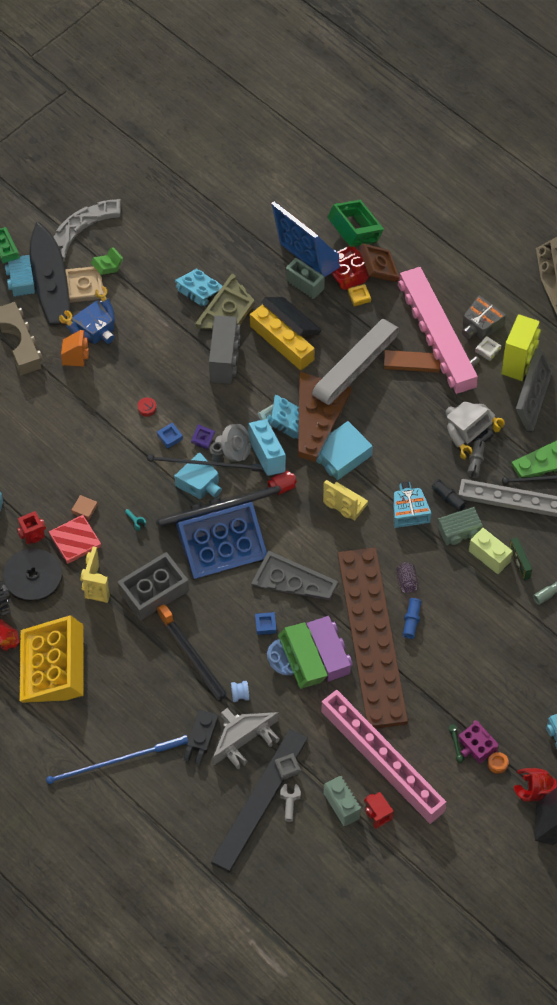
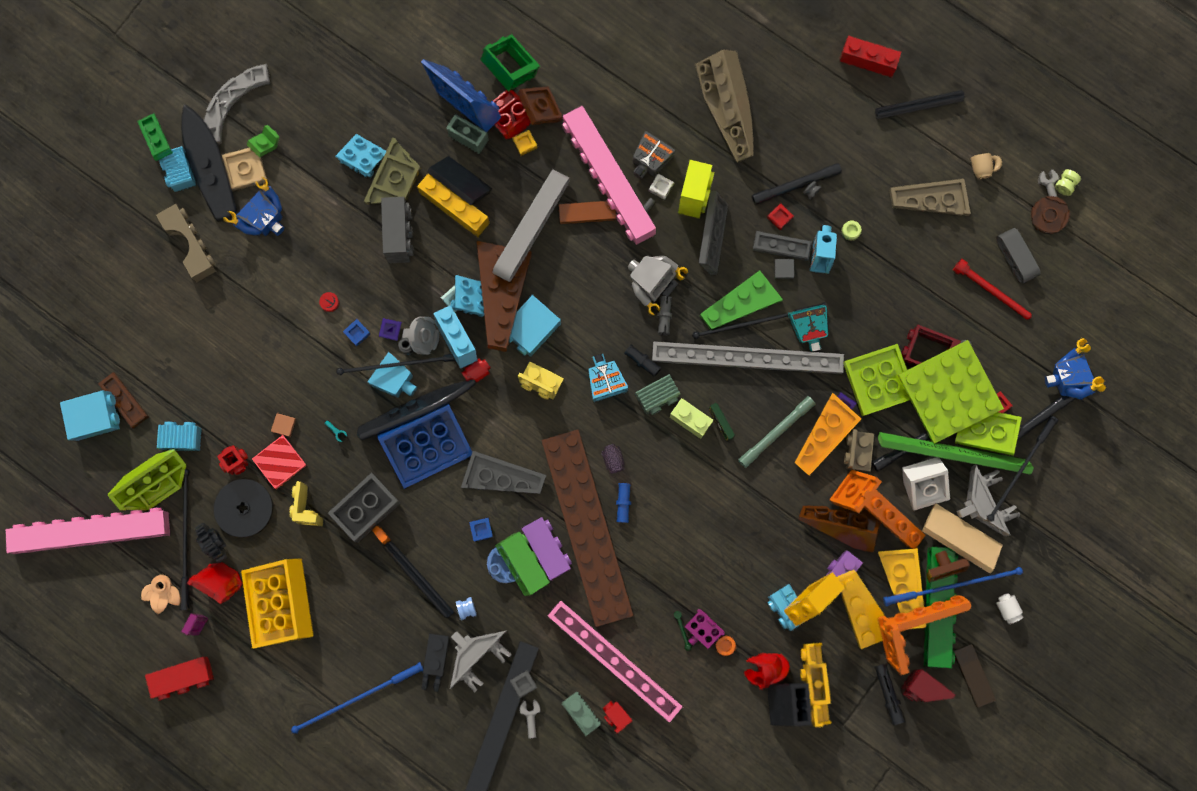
camera: 10 degrees left, 20 degrees up
(75, 349) = (246, 250): orange slope -> none

